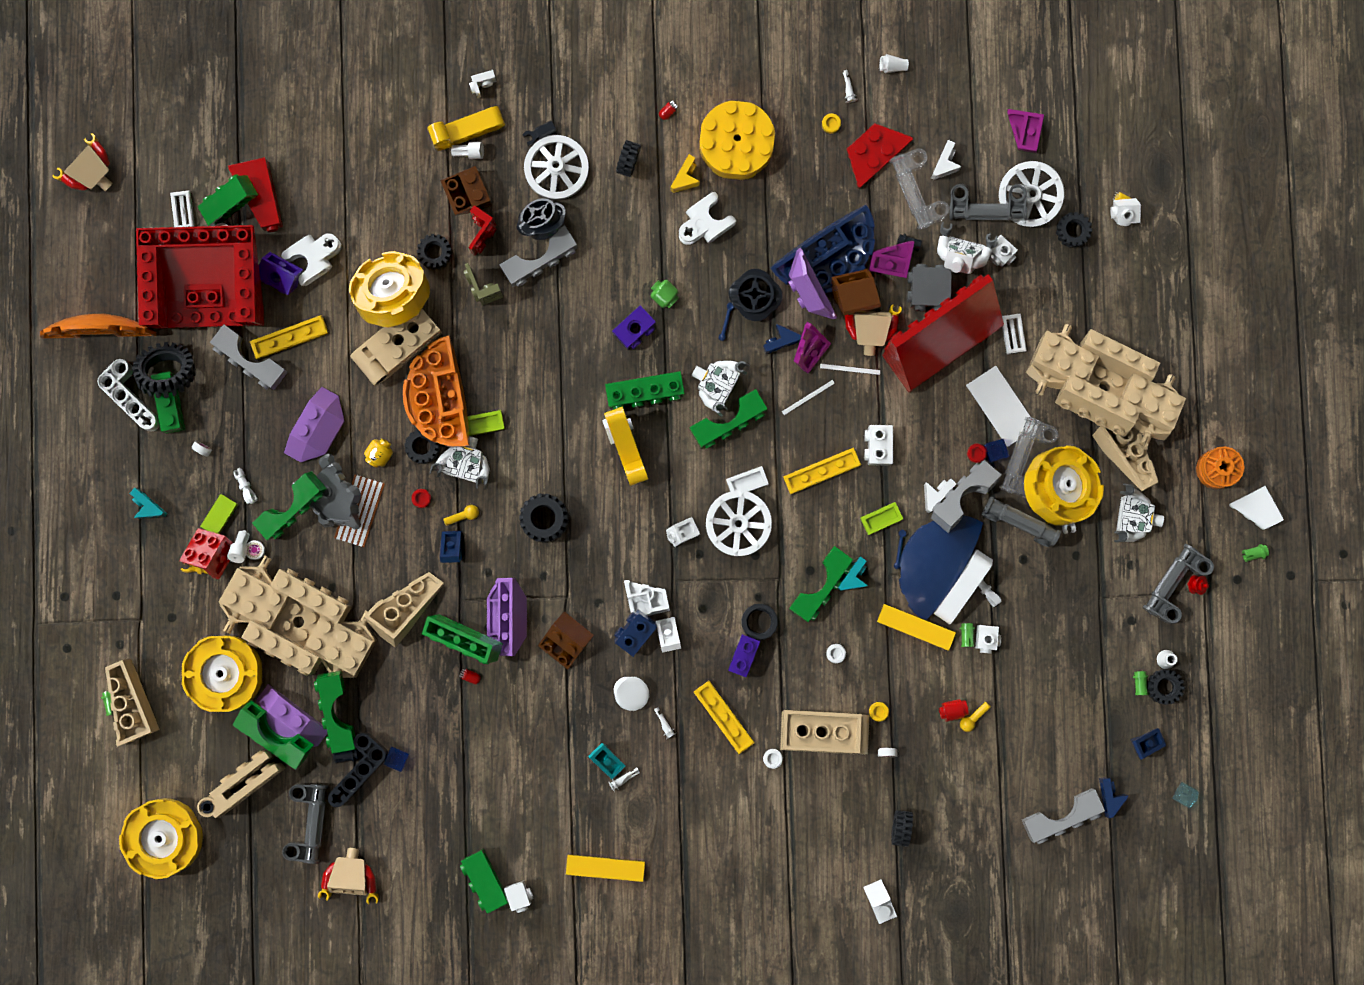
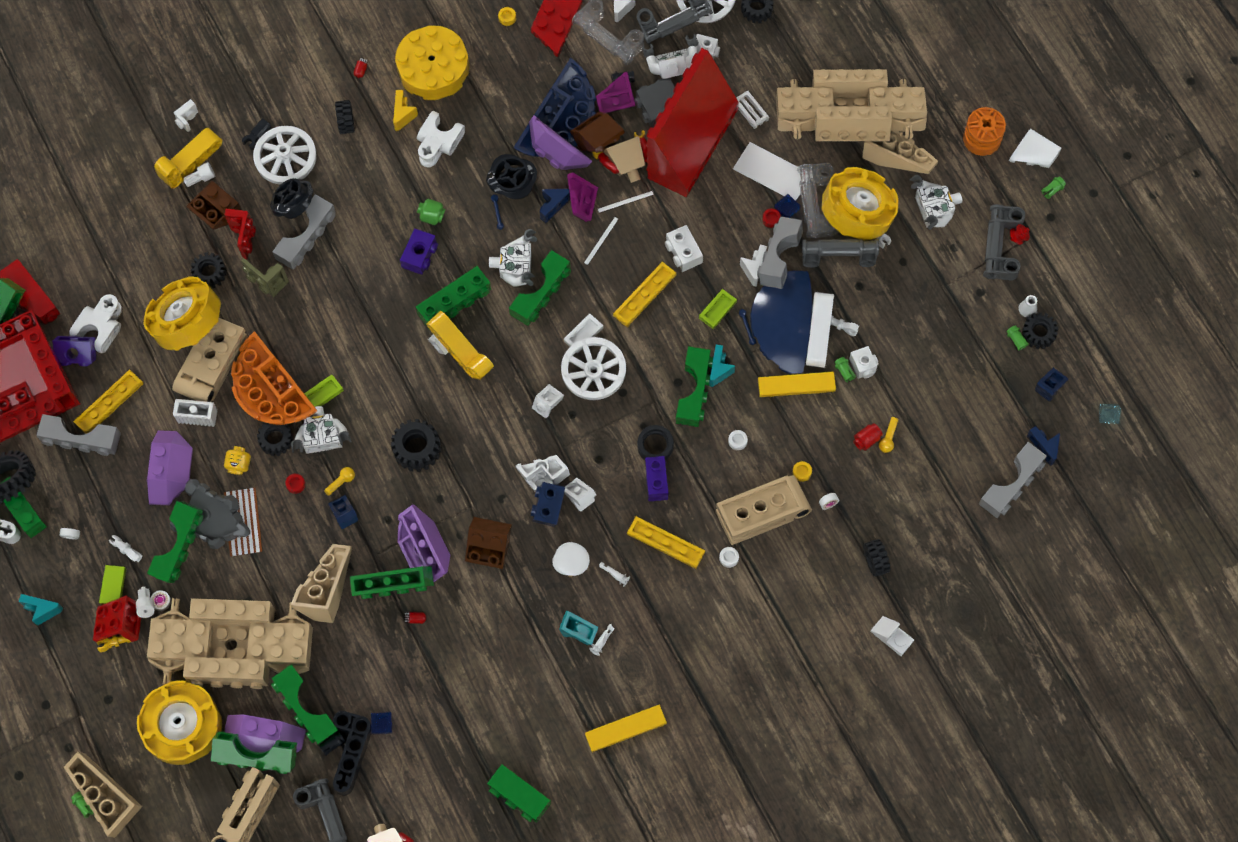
camera: 25 degrees left, 15 degrees down
(360, 389) = (195, 412): none -> white brick
(518, 896) = (557, 791): white brick -> none

